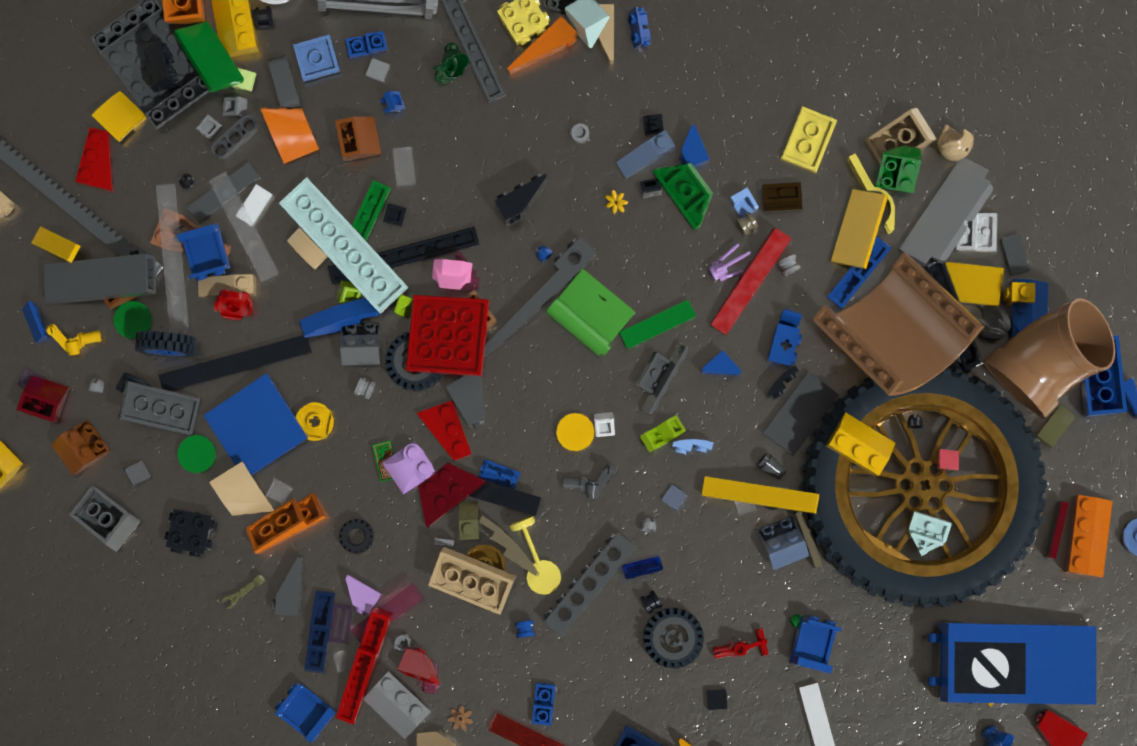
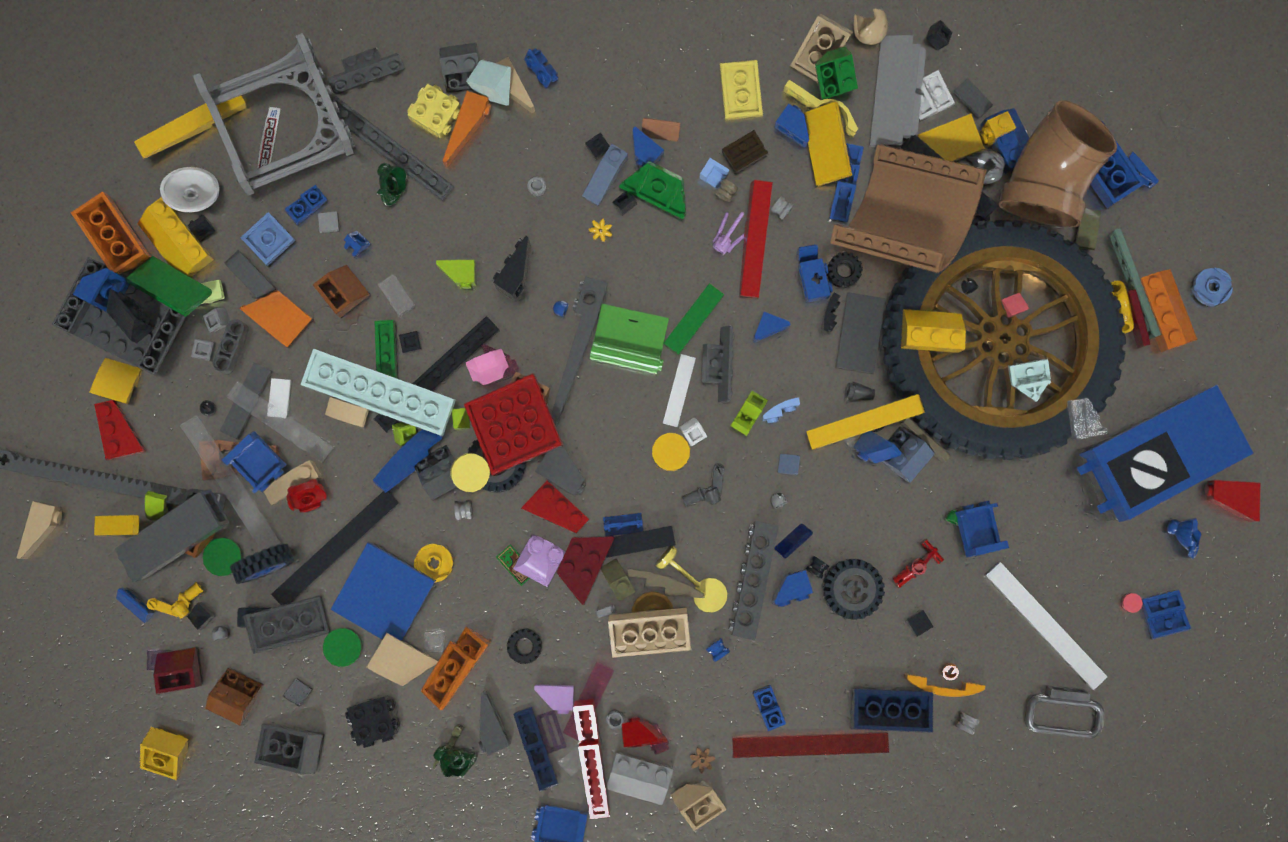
camera: 30 degrees left, 0 degrees up
(87, 361) = (200, 616): none -> black slope
(98, 245) = (155, 505): none -> lime slope
(147, 28) = (96, 287): none -> blue slope
(243, 605) = (454, 761): none -> dark green hair
(387, 358) = (470, 472): none -> light yellow tile
(471, 175) = (459, 271): none -> lime slope
(611, 381) = (679, 390): none -> white sticker
(619, 607) = (792, 587): none -> blue slope
(717, 138) = (661, 129): none -> nougat slope
(758, 523) = (875, 448): none -> blue slope
(816, 338) = (836, 277): none -> black tyre
(838, 194) = (793, 124): none -> blue slope
(954, 593) = (1084, 419): none -> clear wing
(1014, 181) = (939, 35): none -> black slope
(1050, 511) = (1122, 295): none -> yellow cylinder
(1071, 496) = (1133, 280): none -> sand green tile

